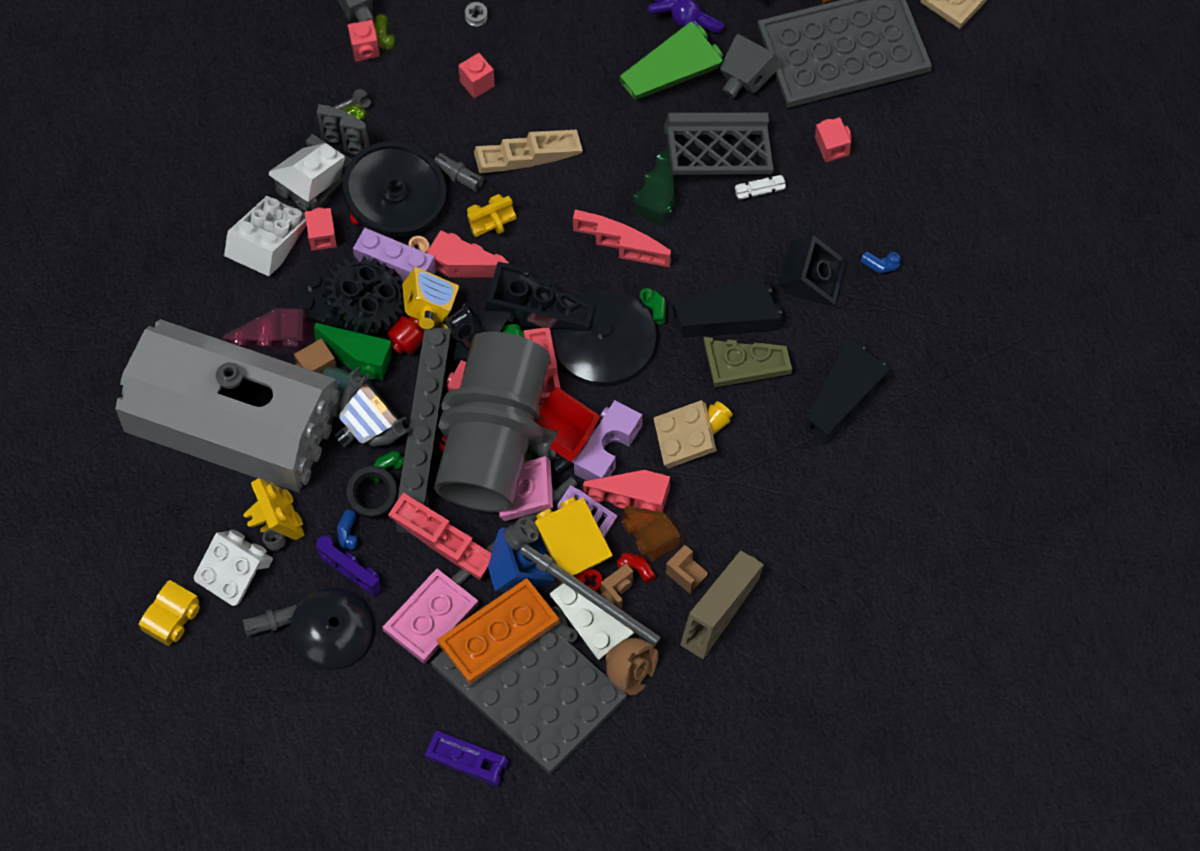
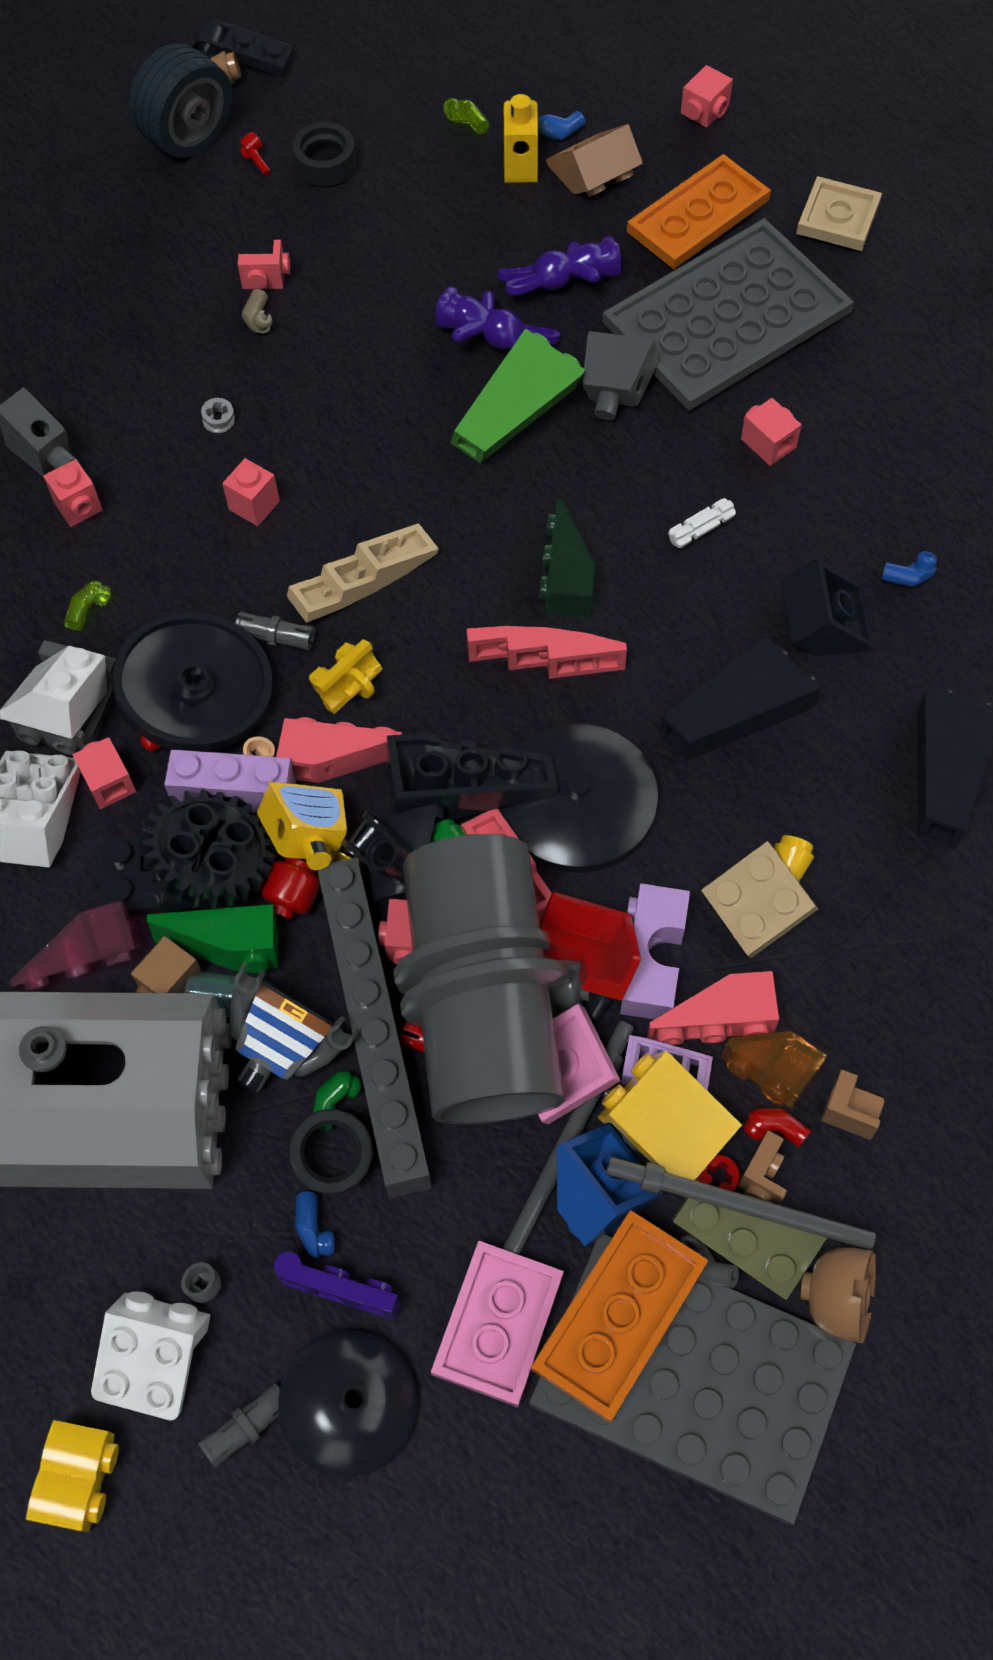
camera: 20 degrees left, 0 degrees up
(275, 510) = (187, 1238): yellow plate -> none
(342, 127) = (86, 617): dark grey slope -> none
(358, 94) = (90, 571): dark grey hand -> none
(380, 30) = (103, 485): clear neon green arm -> none
(440, 535) = (468, 1187): coral slope -> none
(465, 758) = (650, 1552): dark purple plate -> none
(521, 533) = (595, 1141): dark grey wheel -> none
(655, 303) = (630, 724): green arm -> none
(717, 126) = (612, 458): dark grey fence -> none
(720, 604) = (933, 1145): dark tan slope -> none
(741, 363) = (794, 767): olive wing -> none

